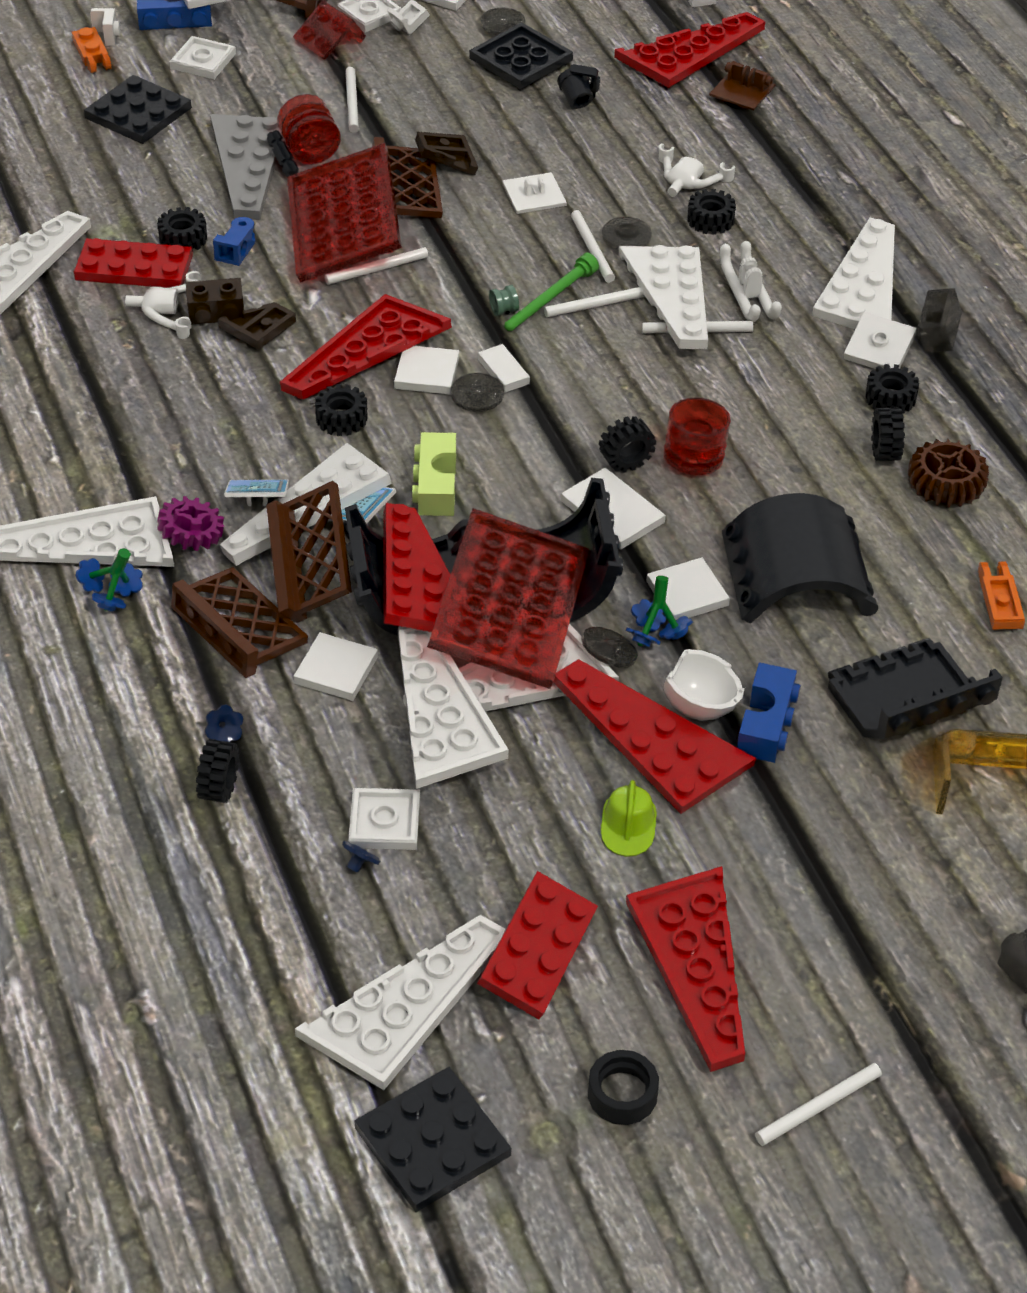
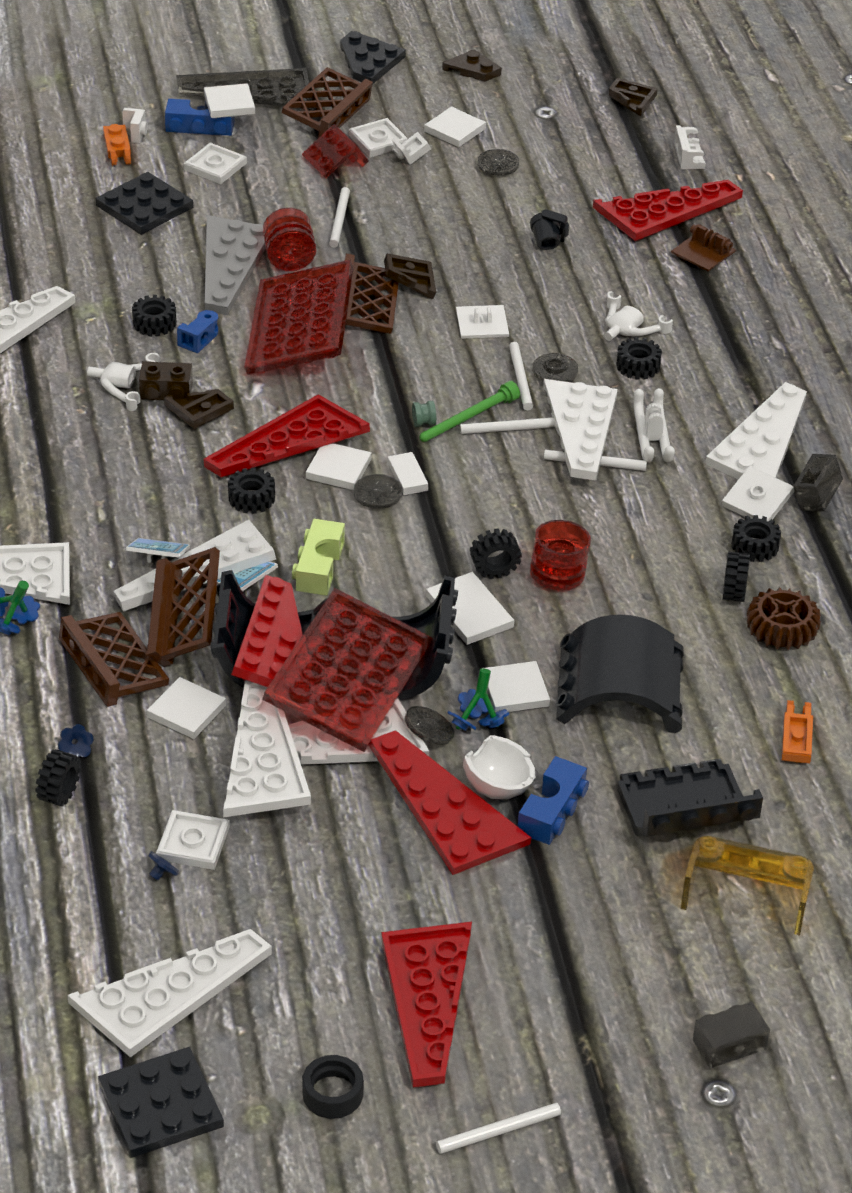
camera: 10 degrees right, 5 degrees down
(133, 263) = (104, 339): red plate -> none
(190, 523) = (92, 569): magenta gear -> none
(282, 153) = (261, 258): black axle -> none
(375, 266) = (319, 369): white bar -> none
(521, 55) = (505, 195): black plate -> none
(537, 945) = (293, 961): red plate -> none
(628, 821) = (404, 873): lime piece -> none

